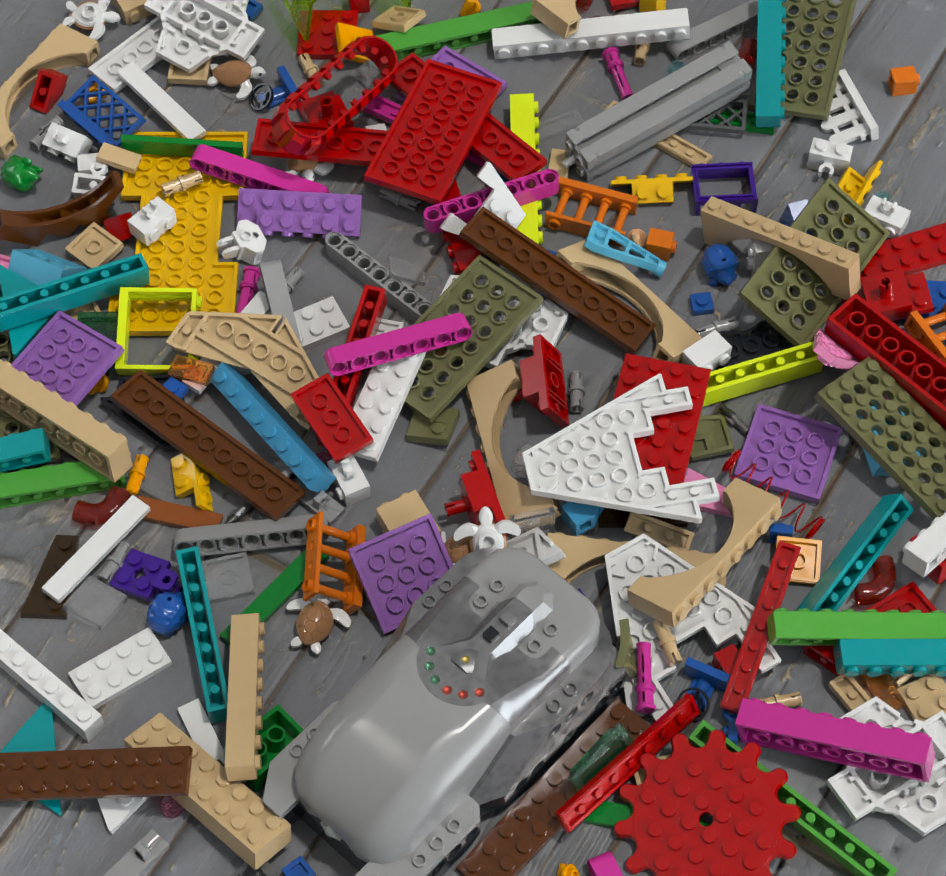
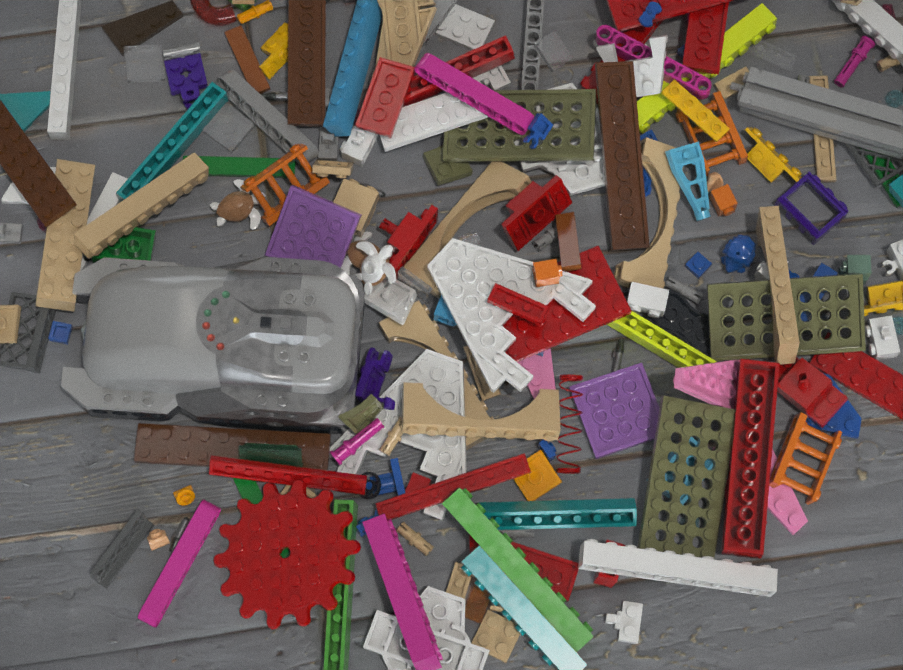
camera: 50 degrees right, 15 degrees up
(95, 549) = (180, 32): white tile -> none
(120, 668) = (113, 116): white plate -> none
(167, 613) = (168, 111): blue animal -> none
(351, 517) = (339, 168): none -> tan plate
(450, 168) = (648, 16): none -> blue piece
(478, 318) = (539, 129): none -> blue plate
(566, 200) = (695, 110): none -> yellow bracket
(601, 373) = (568, 241): none -> dark orange tile
(625, 399) = (546, 272): none -> orange brick
(634, 624) = (389, 404): none -> dark purple hand
(635, 441) = (517, 304): none -> red plate
(711, 438) = (587, 349): olive plate -> none
(809, 184) = (857, 264): none -> sand green brick
(880, 585) = (560, 544): clear red cylinder -> none

